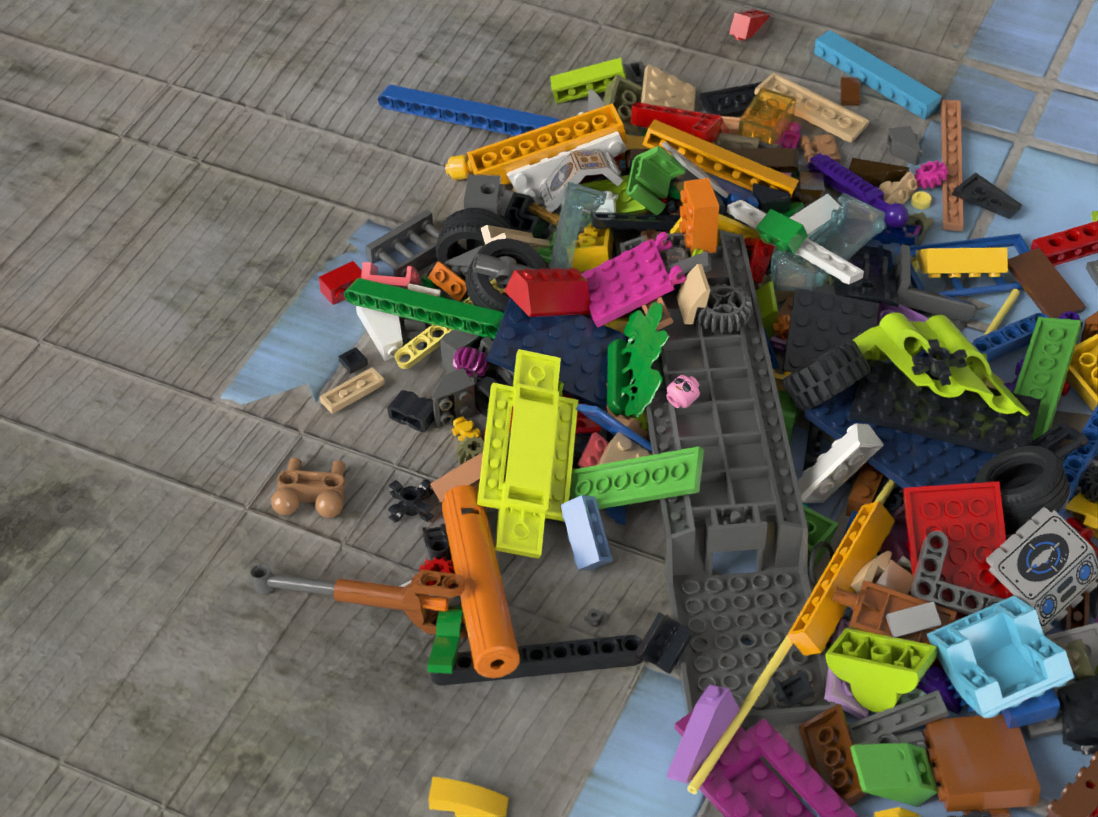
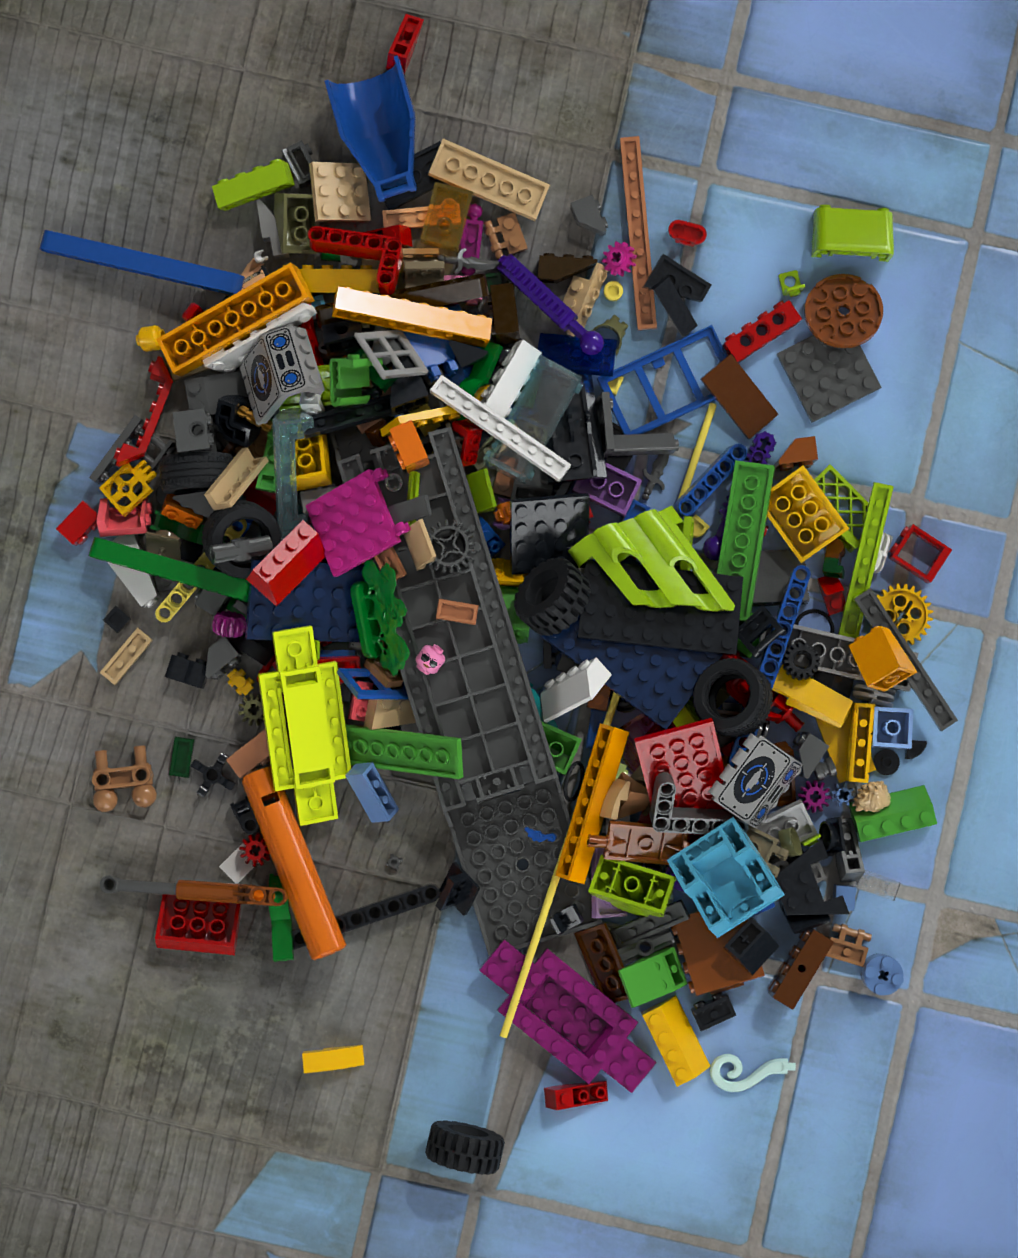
camera: 15 degrees left, 40 degrees up
(349, 632) = (198, 925): none -> red slope
(378, 488) = (181, 757): none -> dark green tile
(405, 248) = (140, 475): none -> yellow piece
(415, 228) = (129, 453): none -> red slope
(706, 726) = (502, 987): medium lavender slope -> none
(718, 63) = (378, 128): none -> blue windscreen
(720, 363) = (457, 611): none -> nougat tile
(774, 608) = (539, 836): none -> blue piece
(781, 232) = (488, 433): green brick -> none
(850, 91) = (524, 135): reddish brown tile -> none
(877, 74) = (548, 107): dark azure brick -> none
(913, 620) = (654, 848): light grey tile -> none
(939, 362) = (664, 580): black pin -> none
(962, 261) = (659, 389): yellow slope -> none
(982, 210) = (675, 306): none -> black slope
(1000, 168) = (687, 233): none -> red bracket
(1025, 745) = (751, 946): none -> black slope

